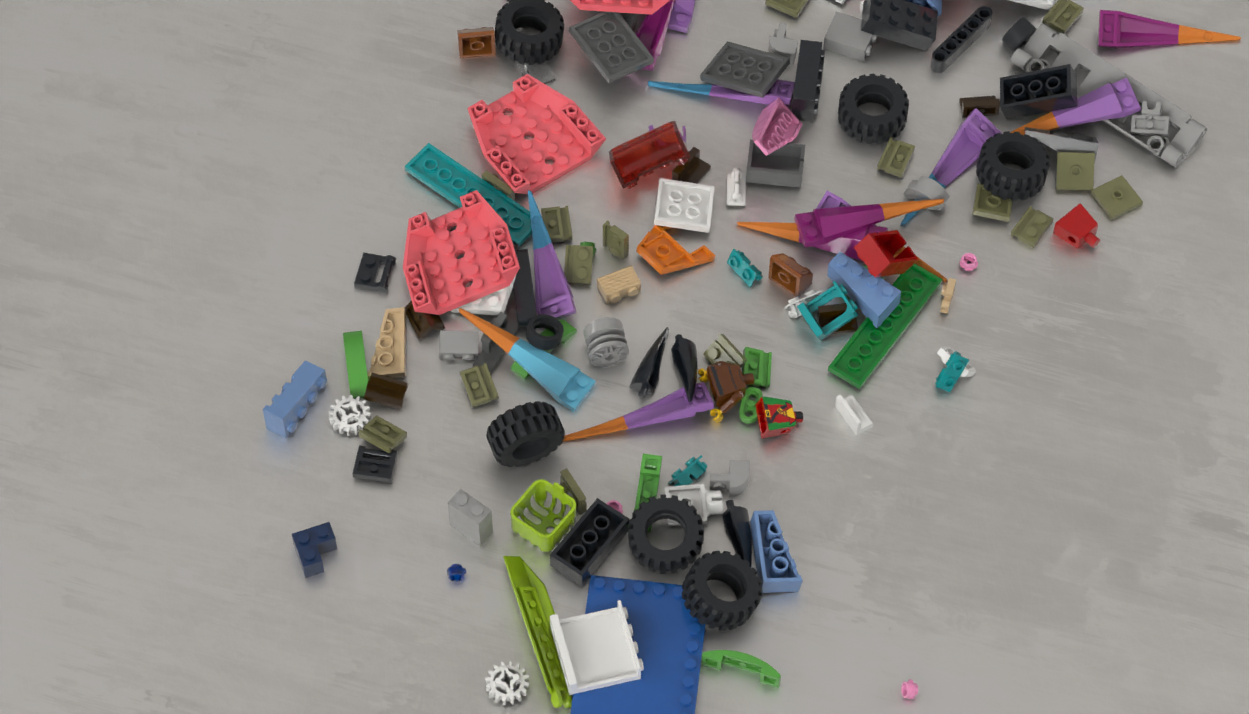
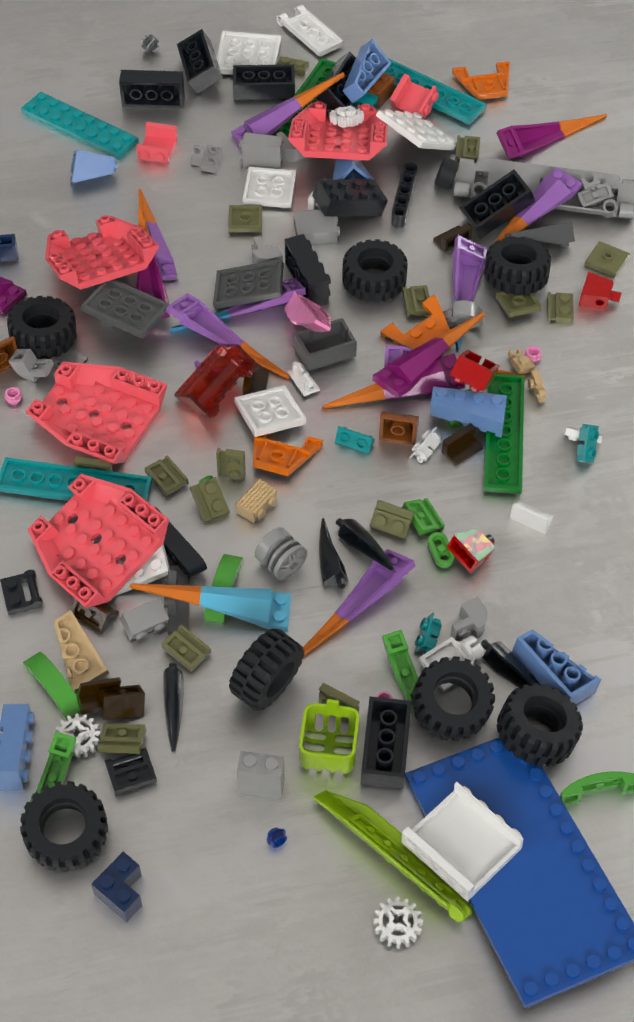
camera: 30 degrees left, 5 degrees down
(290, 457) = (55, 799): none -> black tyre
(312, 439) = (58, 762): none -> bright green slope
(400, 404) = (122, 702): none -> dark brown panel
(443, 424) = (173, 701): none -> black piece
(469, 82) = (13, 395): none -> bright pink plate
(498, 63) = (28, 366): none -> light grey brick
(540, 341) = (220, 560): black tyre -> none
(551, 286) = (195, 526): medium lavender plate -> none
(676, 85) = (200, 318): none -> medium lavender plate
(726, 385) = (411, 540): reddish brown torso -> none
(834, 292) = (452, 419): teal panel -> none
(880, 192) = (424, 331): none -> orange wing
(950, 265) = (521, 363): none -> tan plate
(1075, 170) = (564, 251): olive plate -> none

